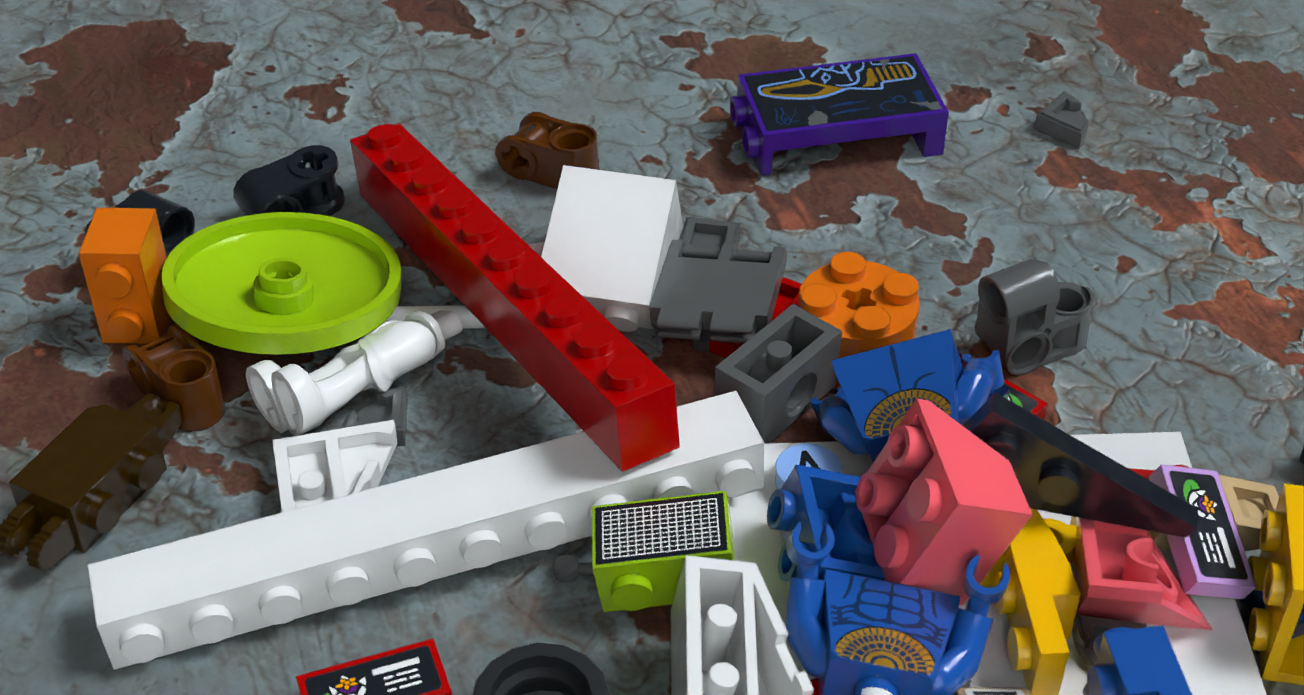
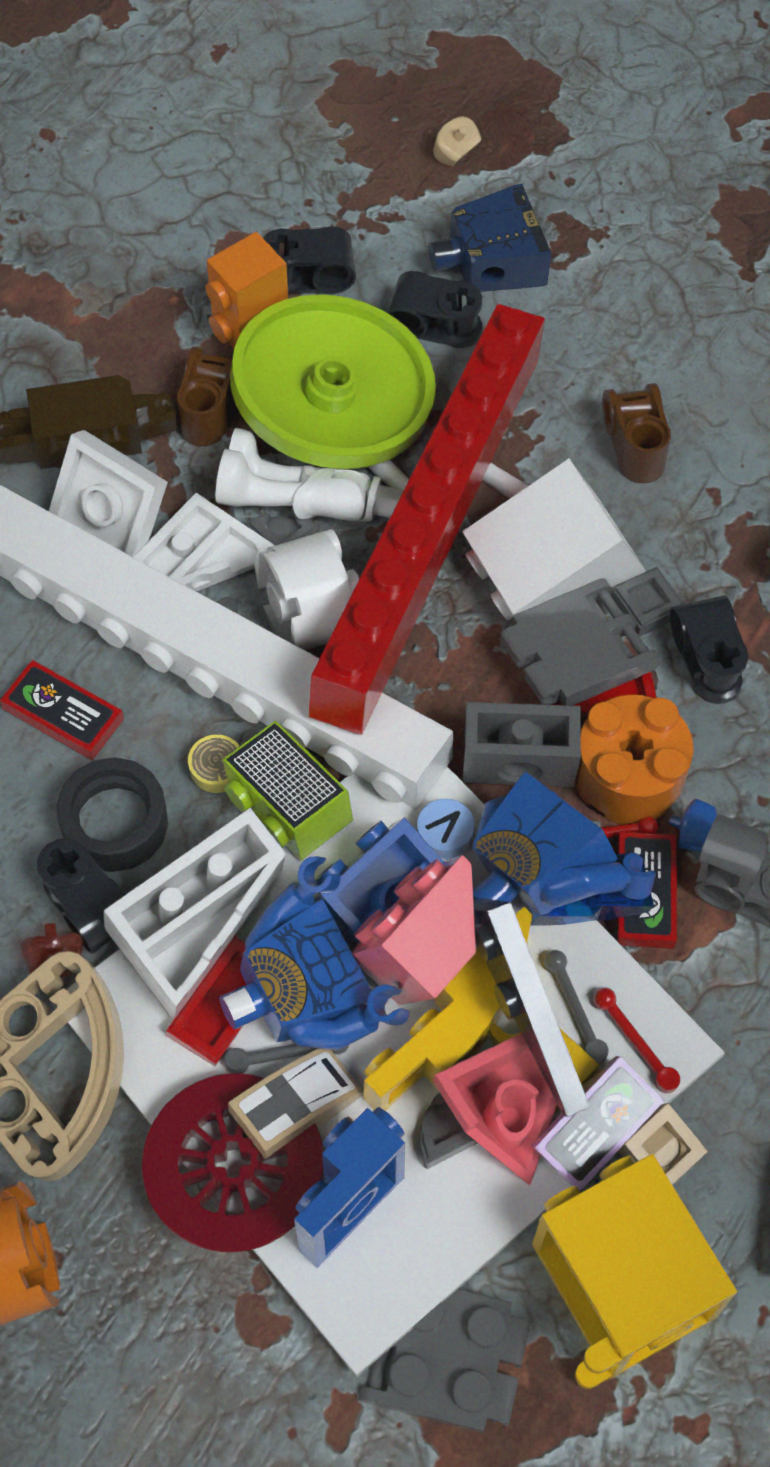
camera: 50 degrees right, 20 degrees up
(147, 95) = (456, 140): none -> tan piece
(203, 482) = (107, 493): none -> white tile
(276, 118) = (495, 243): none -> dark blue torso
(476, 406) = (305, 588): none -> white brick
(564, 606) = (206, 762): none -> tile
(796, 222) = (710, 647): none -> black piece
(962, 322) = (694, 825): none -> blue piece

